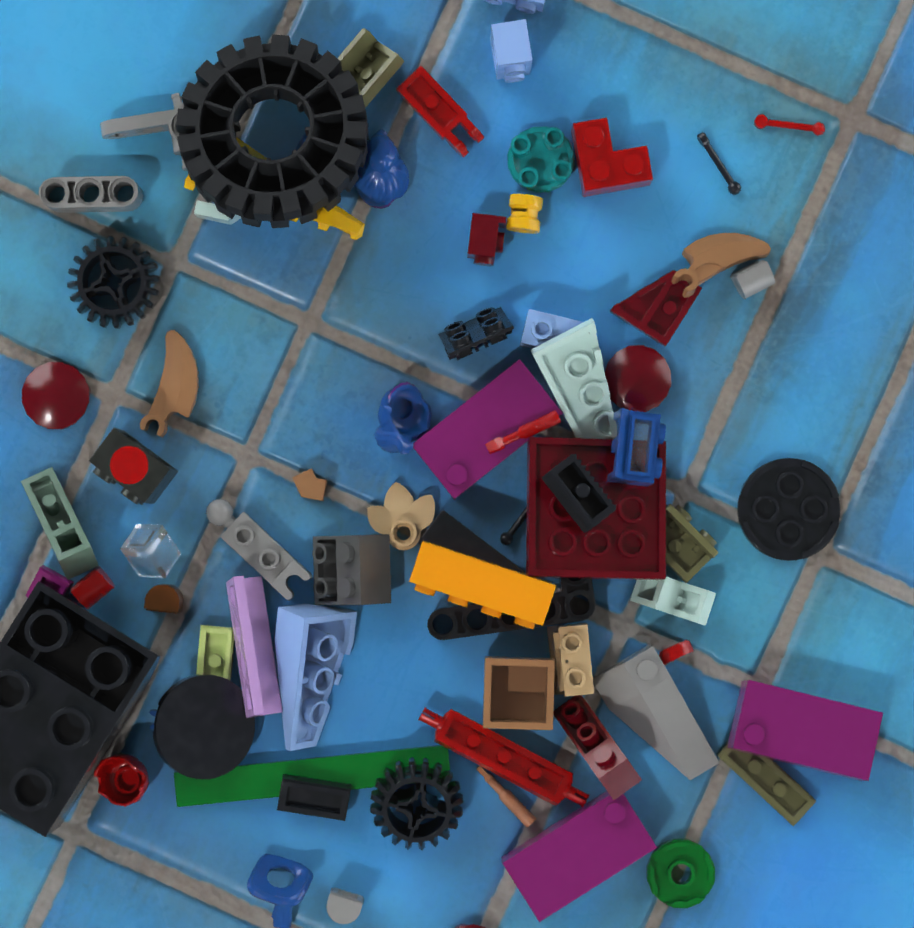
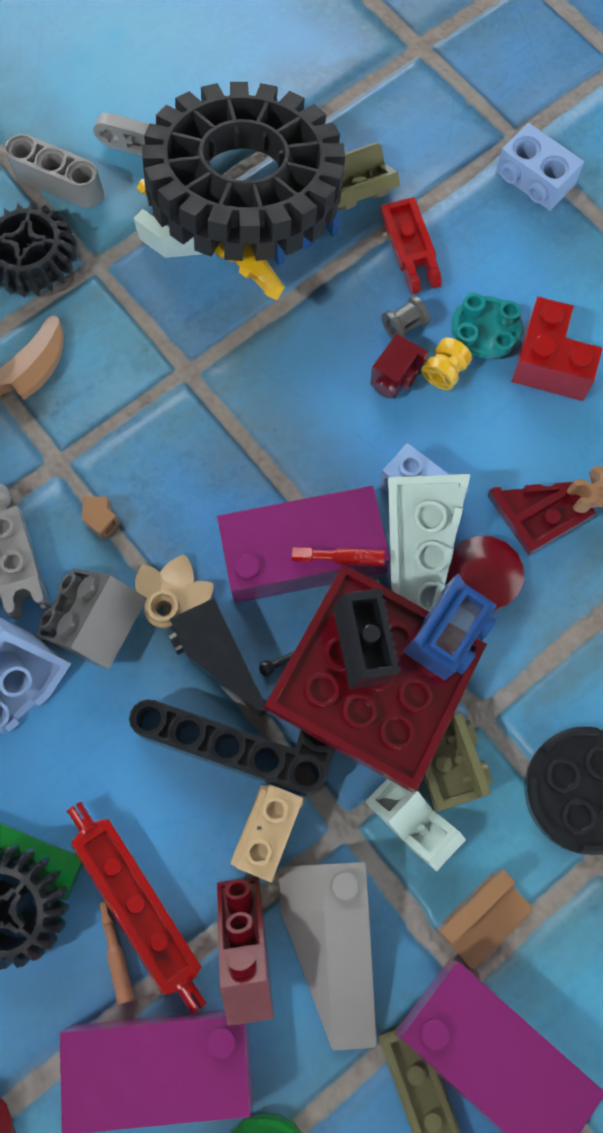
camera: 30 degrees right, 15 degrees down
(383, 173) = (327, 268): blue hair -> none
(402, 418) = (223, 488): blue hair -> none
(470, 187) = (406, 317): none -> dark grey bush
(482, 583) = (211, 690): light orange brick -> none
(488, 325) = (362, 454): black hinge -> none
(511, 50) = (507, 211): light blue brick -> none
(518, 693) = (187, 838): medium nougat piece -> none
(676, 652) = (388, 885): red tile -> none
(754, 639) = (484, 918): none -> medium nougat panel

